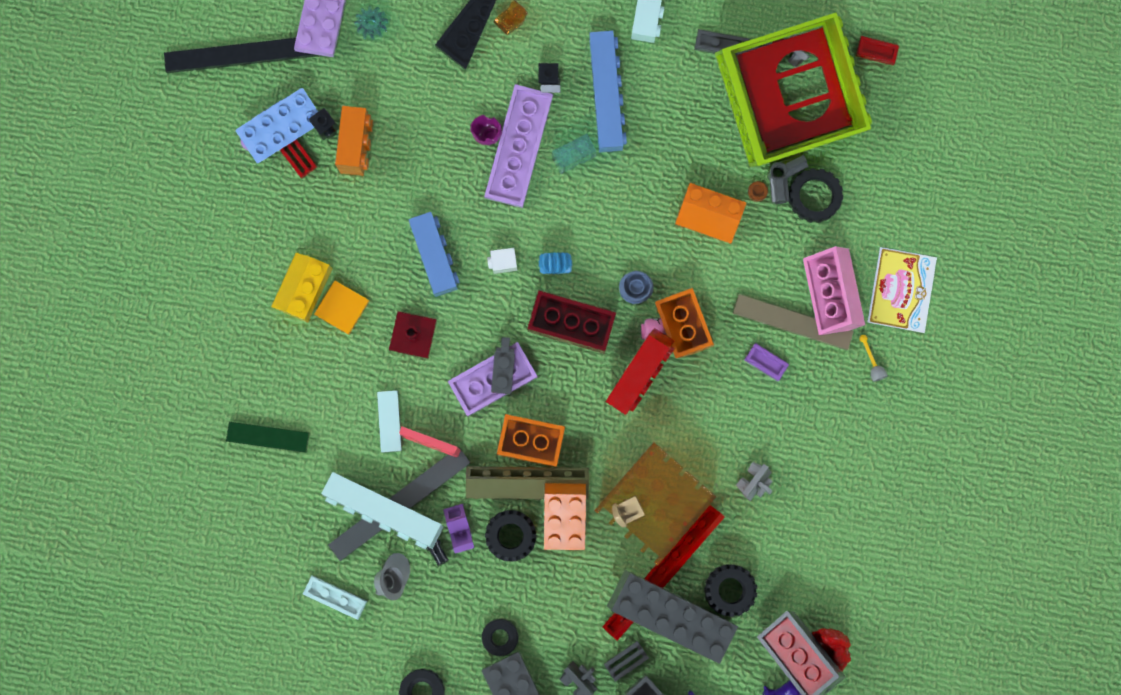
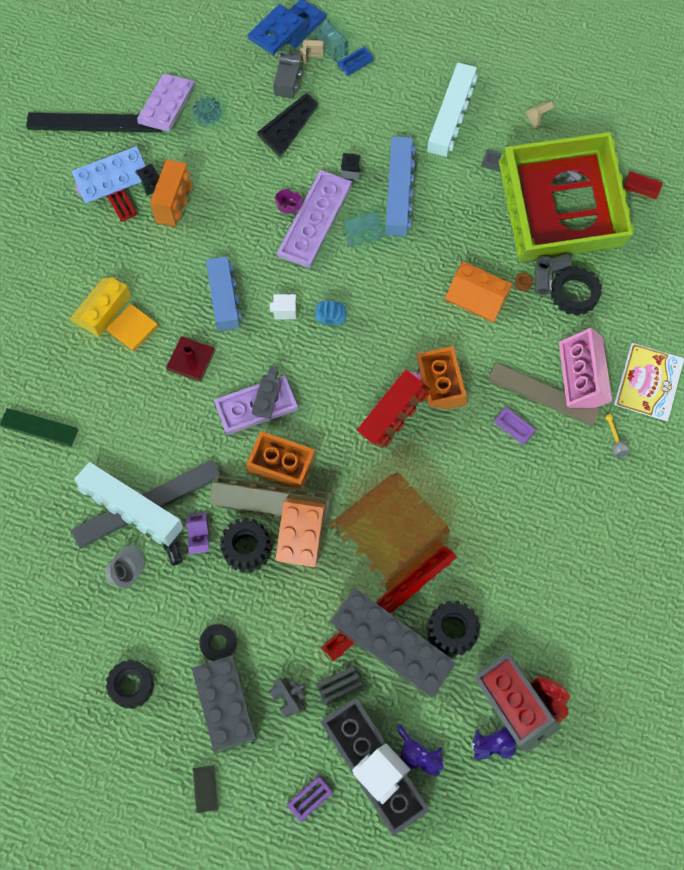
camera: 10 degrees right, 15 degrees down
(335, 597) = (66, 581): light aqua tile -> none
(389, 421) = (153, 429): light aqua tile -> none
(429, 442) = (186, 449): coral tile -> none
(511, 18) = (326, 122): clear orange bracket -> none
(571, 322) = (337, 364): dark red brick -> none
(627, 511) = (361, 527): tan tile -> none
(636, 287) = (401, 345): sand blue piece -> none
(758, 484) = (493, 532): light grey hips -> none

